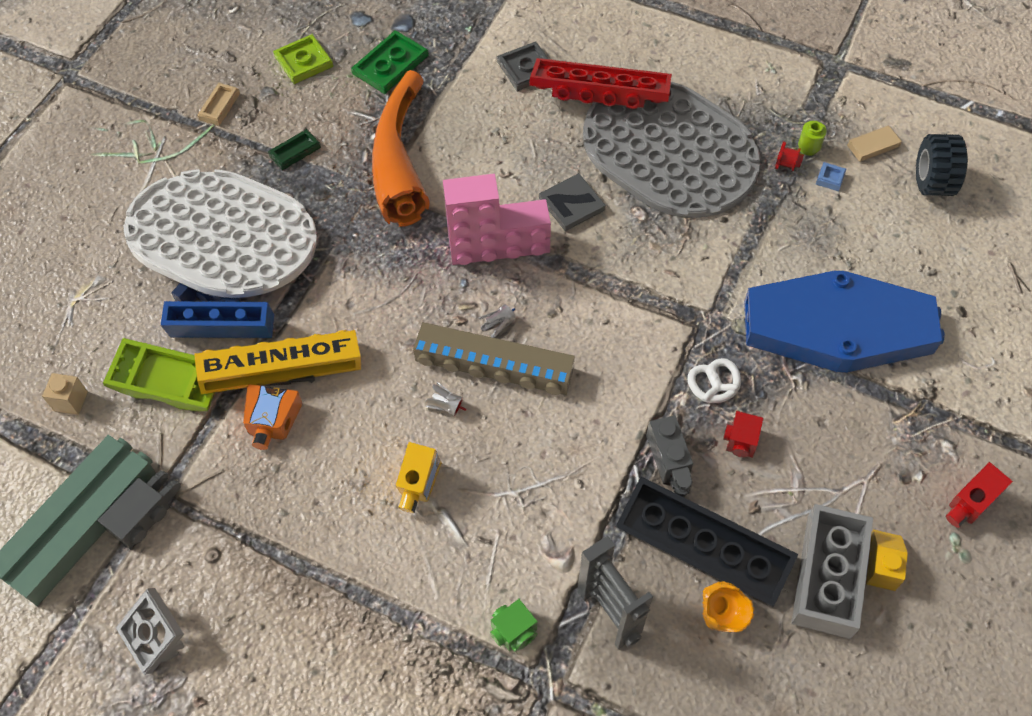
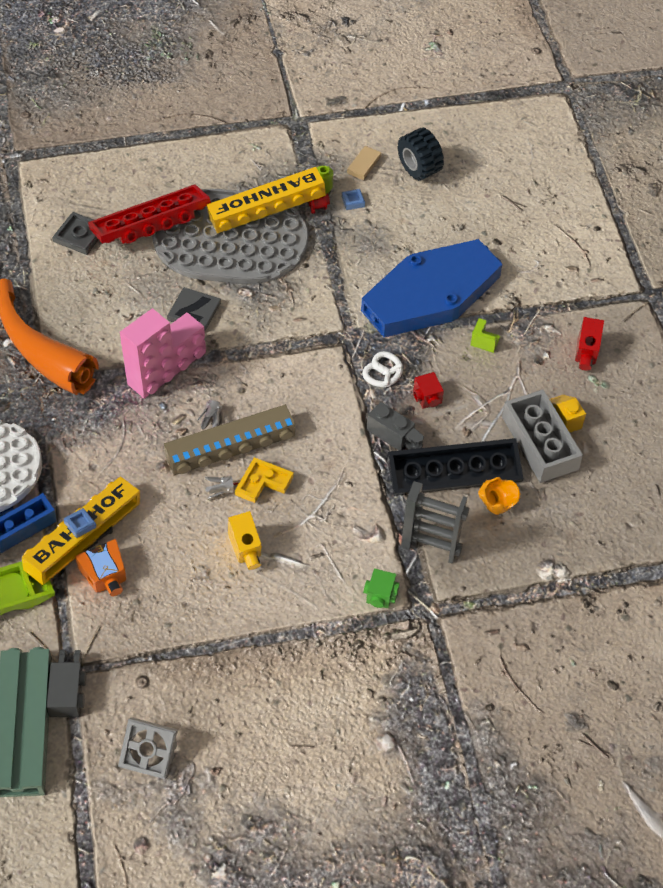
camera: 40 degrees left, 5 degrees down
(273, 354) = (79, 523): none -> medium blue tile
(492, 415) = (260, 475): none -> yellow plate
(730, 127) = (266, 200): none -> yellow brick
(856, 413) = (482, 338): none -> lime panel

